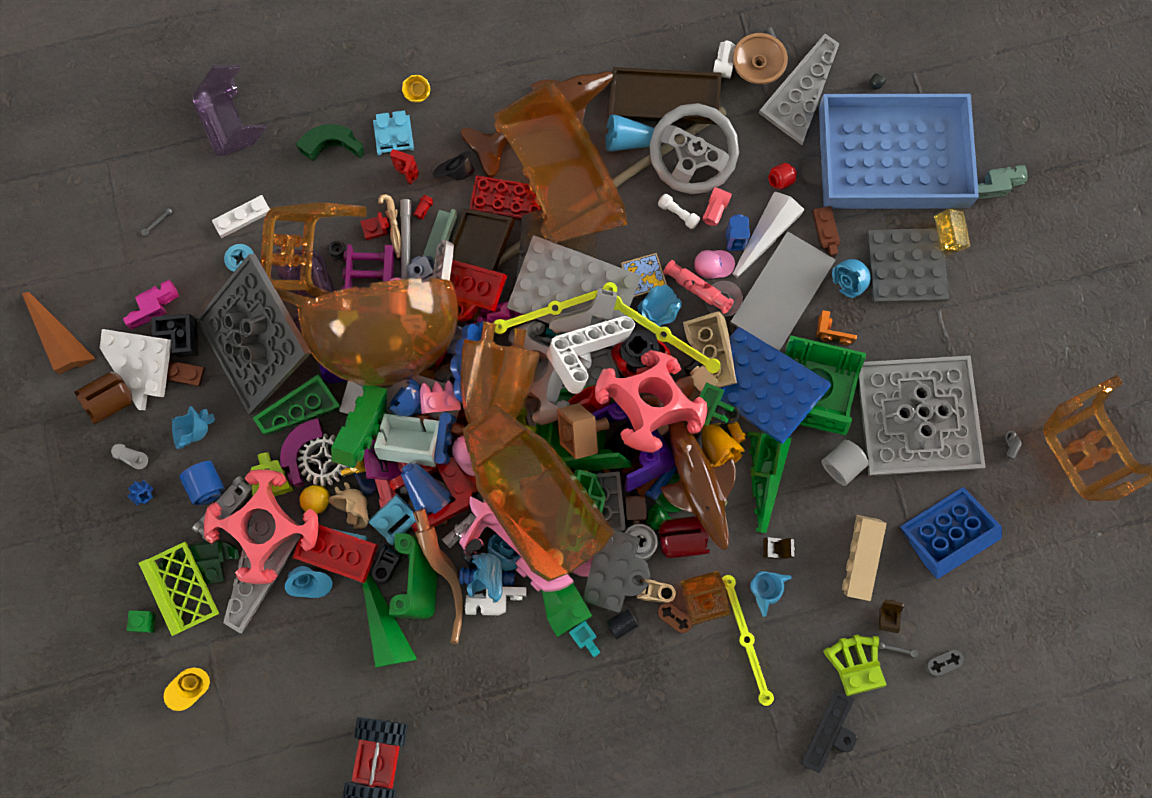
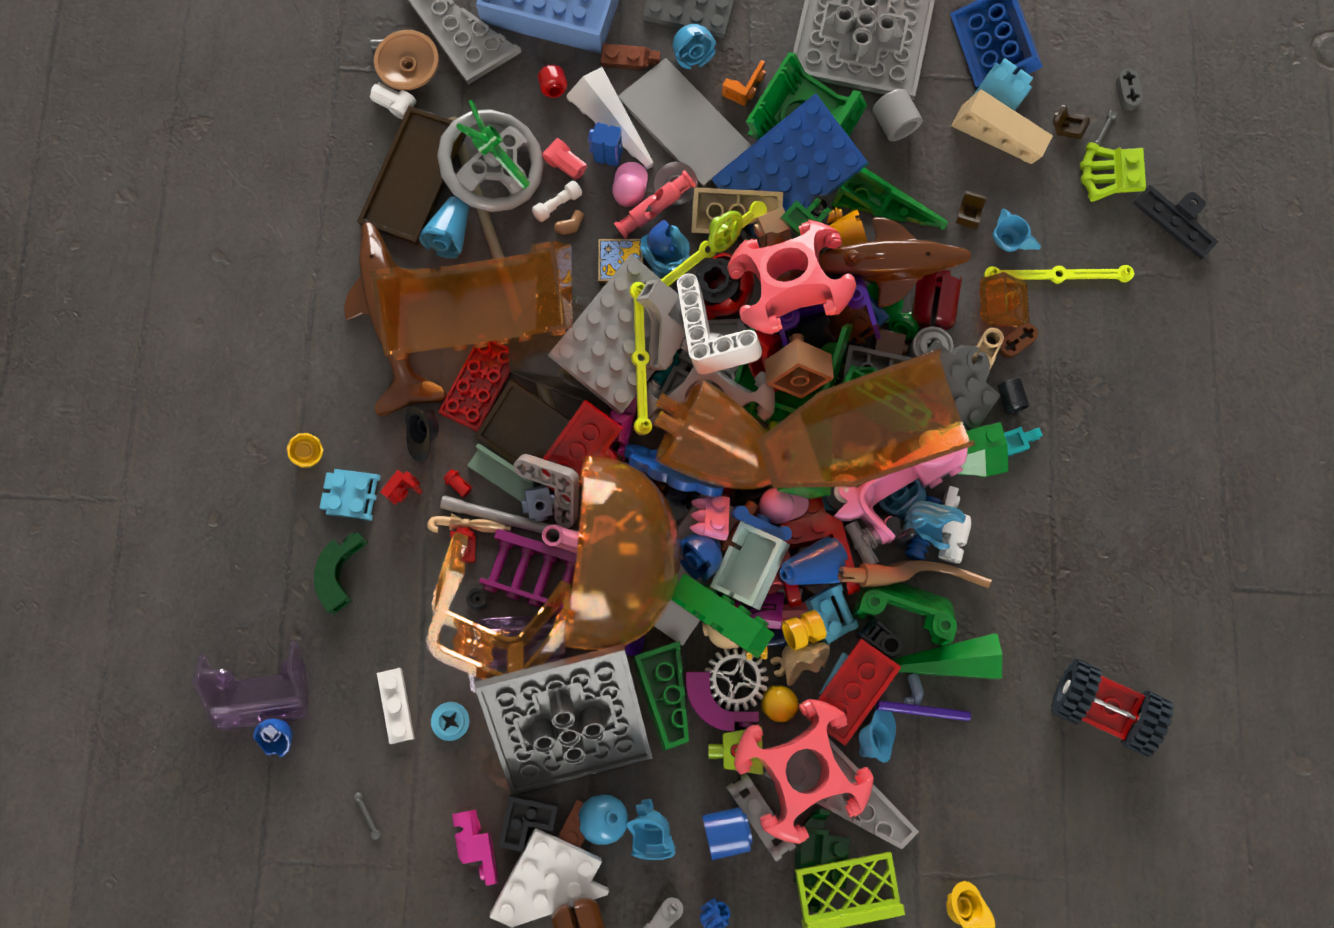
camera: 70 degrees left, 0 degrees up
(192, 389) = (603, 819): none -> dark azure cylinder
(196, 138) = (273, 736): none -> blue hair
(336, 613) = (923, 710): none -> dark purple bar
(350, 605) = (916, 690): none -> sand blue arm
(371, 497) = (800, 631): none -> yellow wheel
(661, 228) = (569, 226): none -> medium nougat arm
(665, 297) = (660, 241): none -> blue hair
(680, 337) = (721, 228): none -> lime piece
(699, 138) = (489, 140): none -> green piece
(902, 548) = (1006, 86): none -> medium azure plate

